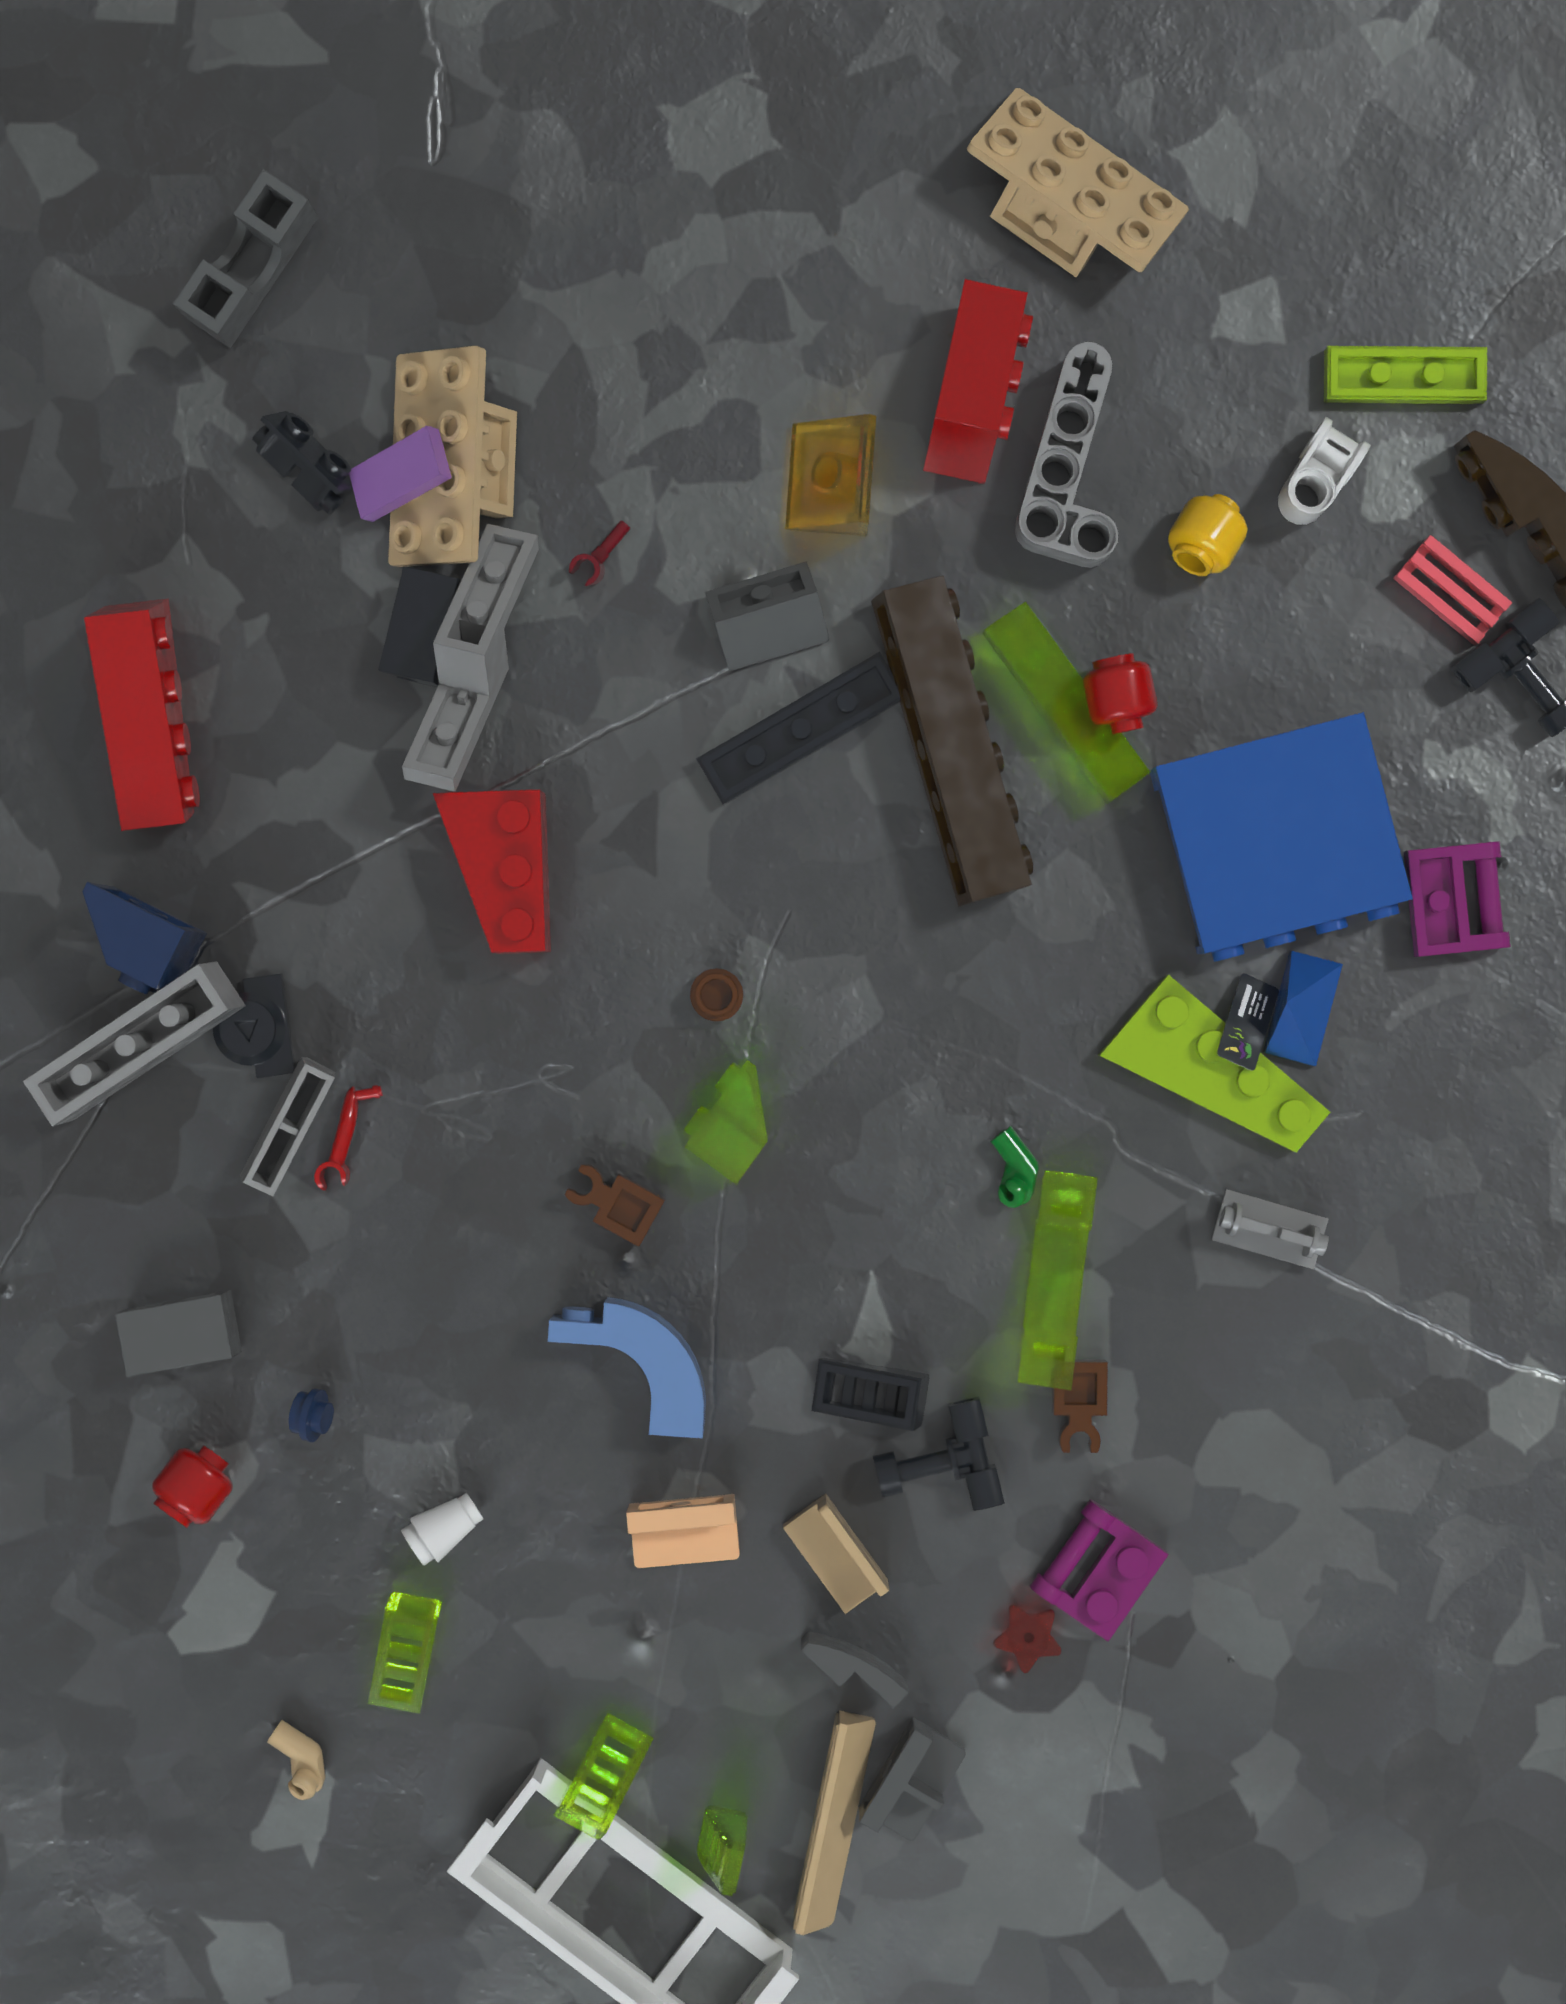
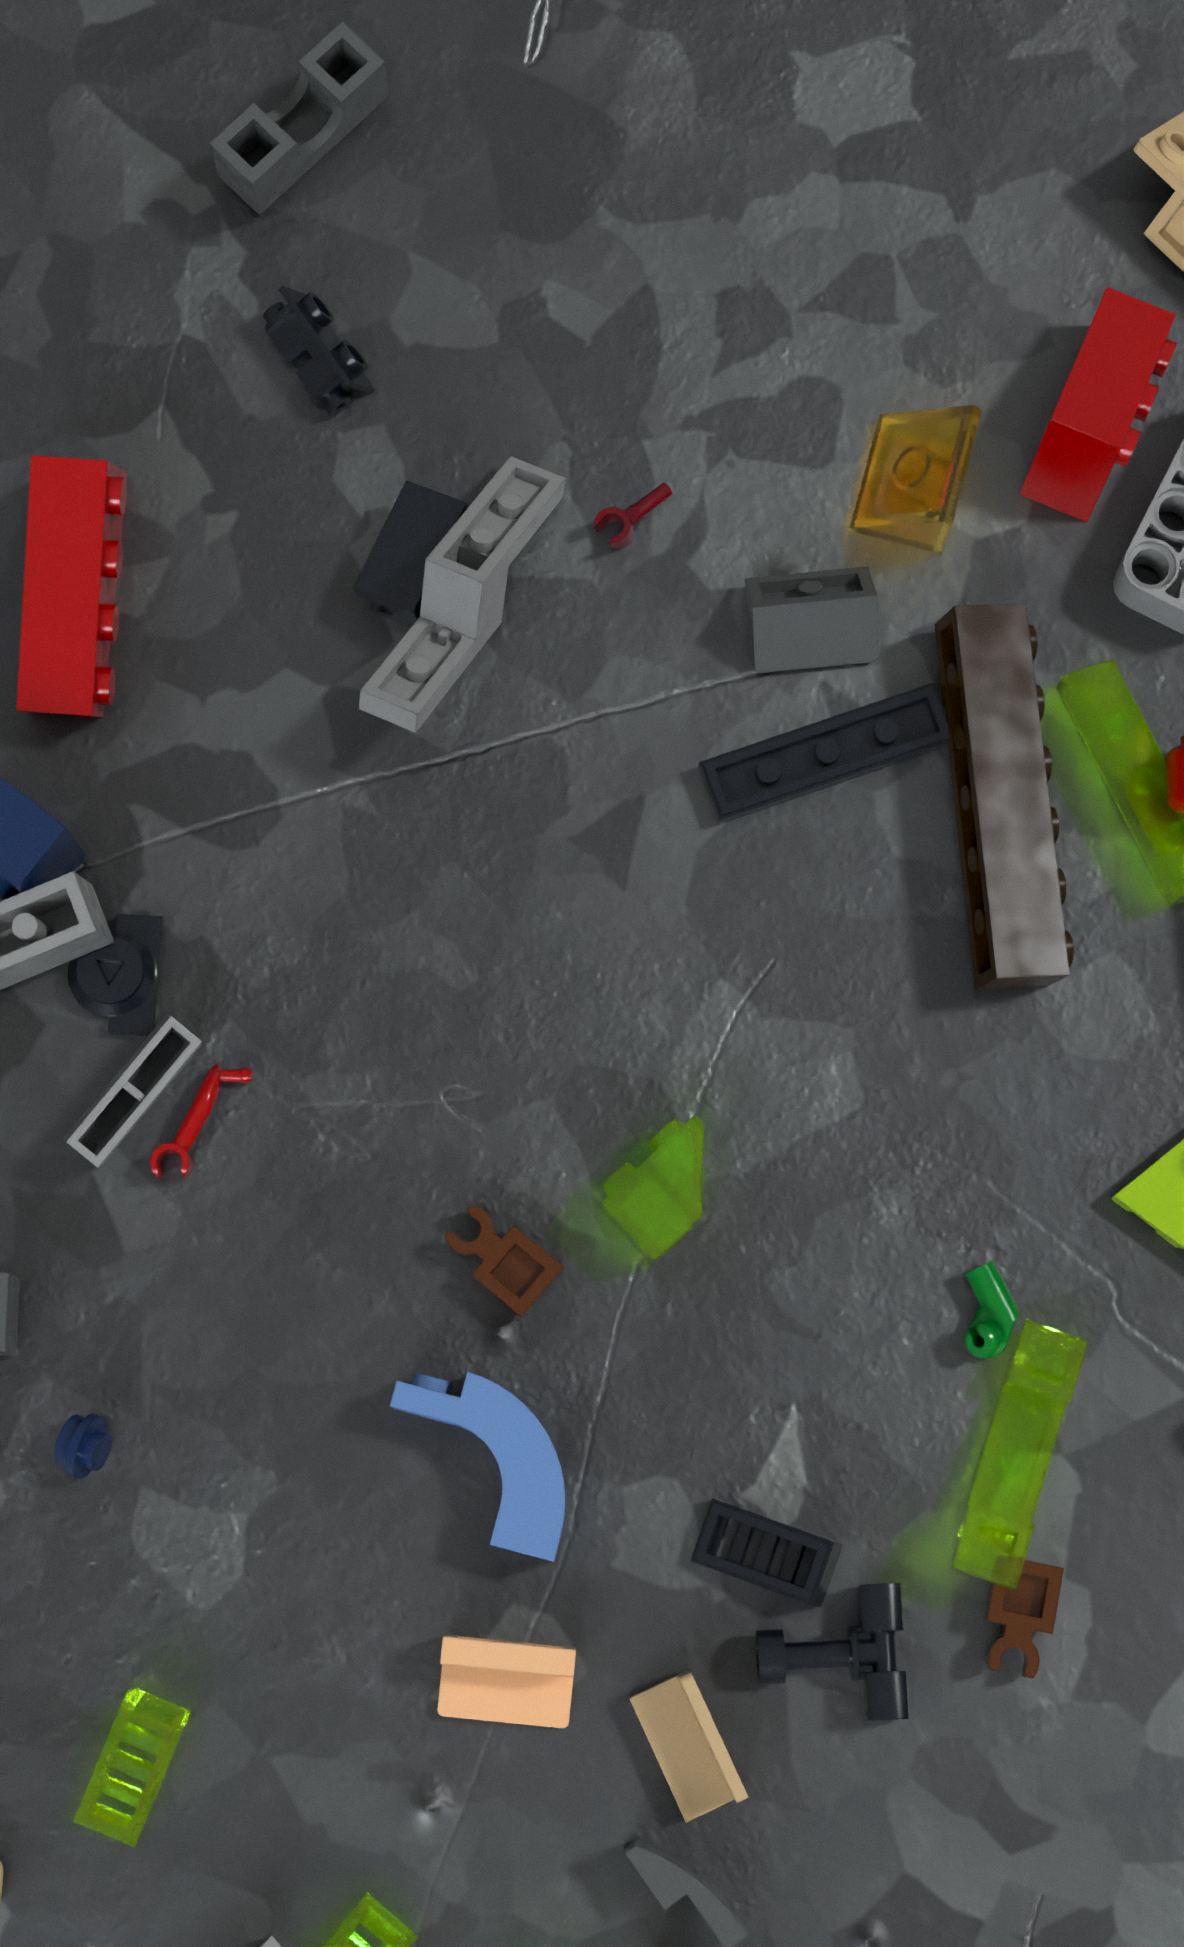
camera: 10 degrees right, 10 degrees down
(400, 473) = (423, 378): medium lavender tile -> none
(441, 1528) = (211, 1616): white cone -> none
(480, 445) = (481, 374): tan bracket -> none
(504, 863) = (453, 834): red wedge -> none
(716, 994) = (671, 1038): reddish brown plate -> none
(1022, 1623) = (903, 1879): clear red plate -> none
(1113, 1579) = (1025, 1845): magenta plate -> none

